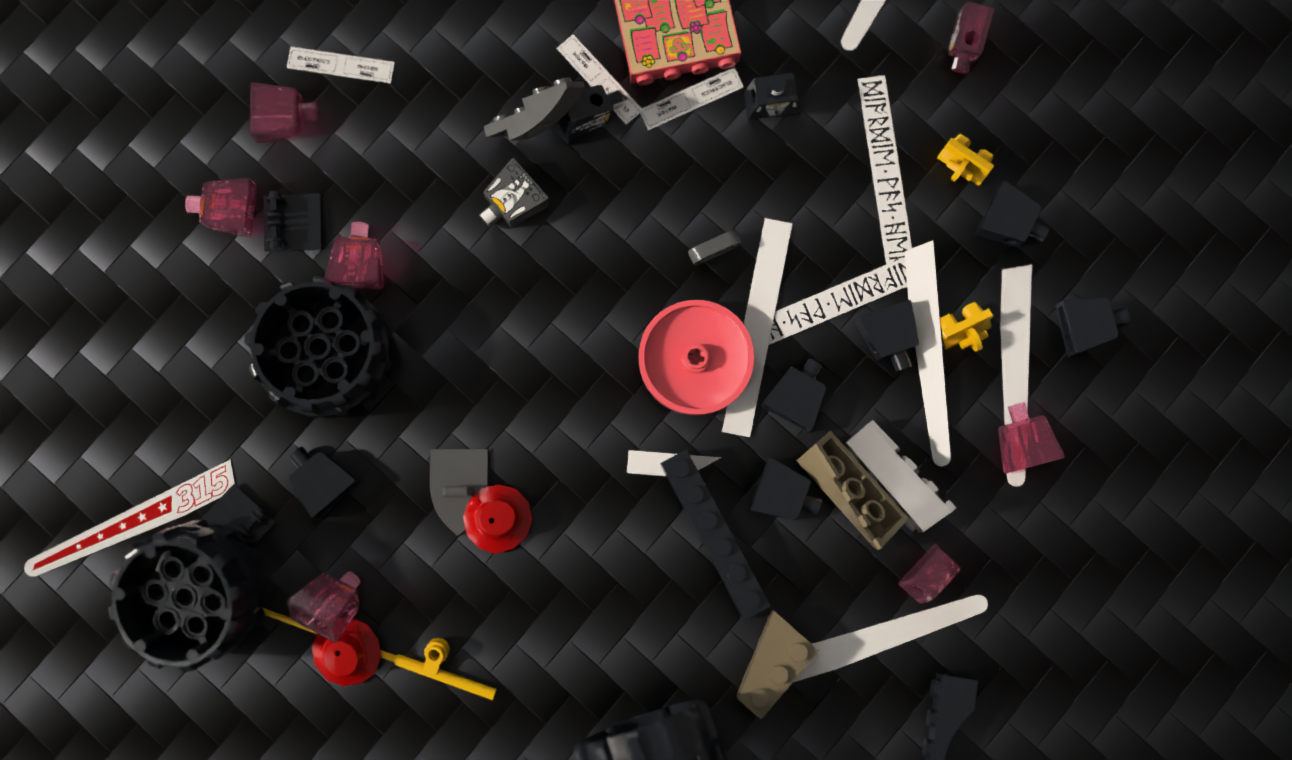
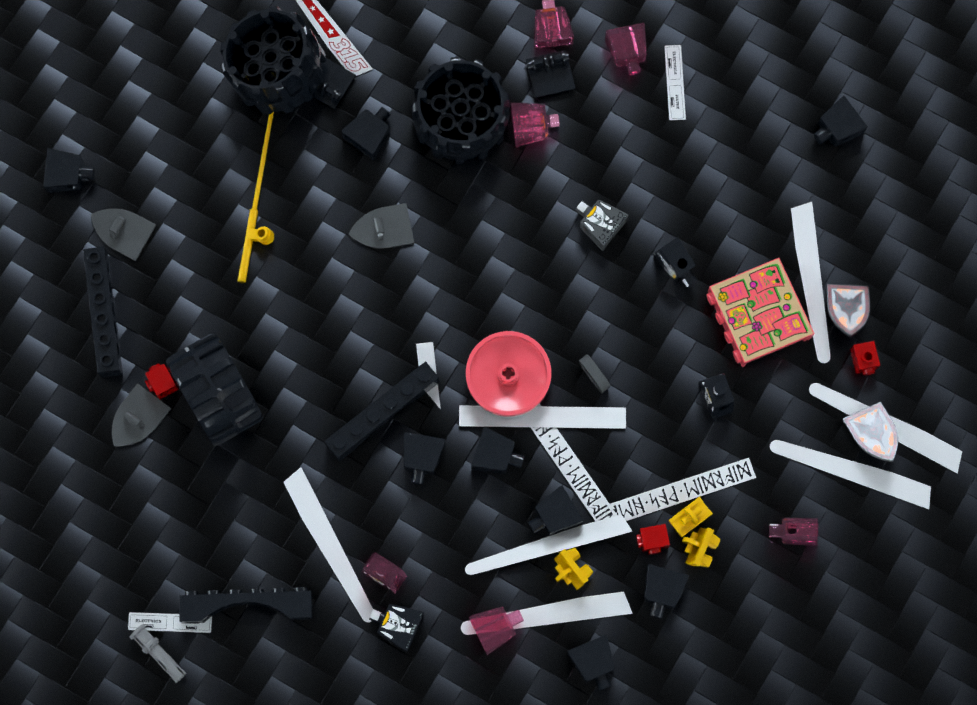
camera: 80 degrees right, 5 degrees down
(326, 604) = (283, 153): clear pink torso -> none
(357, 659) = (255, 181): red hat -> none
(510, 516) = (367, 266): red hat -> none
(539, 111) = (663, 223): dark grey slope -> none
(596, 74) = (706, 267): white sticker -> none
(691, 98) = (705, 337): white sticker -> none
(774, 665) = (297, 470): dark tan wedge -> none
(853, 490) = (433, 504): dark tan wedge -> none
(898, 477) = (449, 535): light grey wedge -> none
(927, 164) = (690, 517): none -> yellow hips
(945, 217) = (653, 539): none -> red brick
(1002, 566) = (398, 624): none -> torso

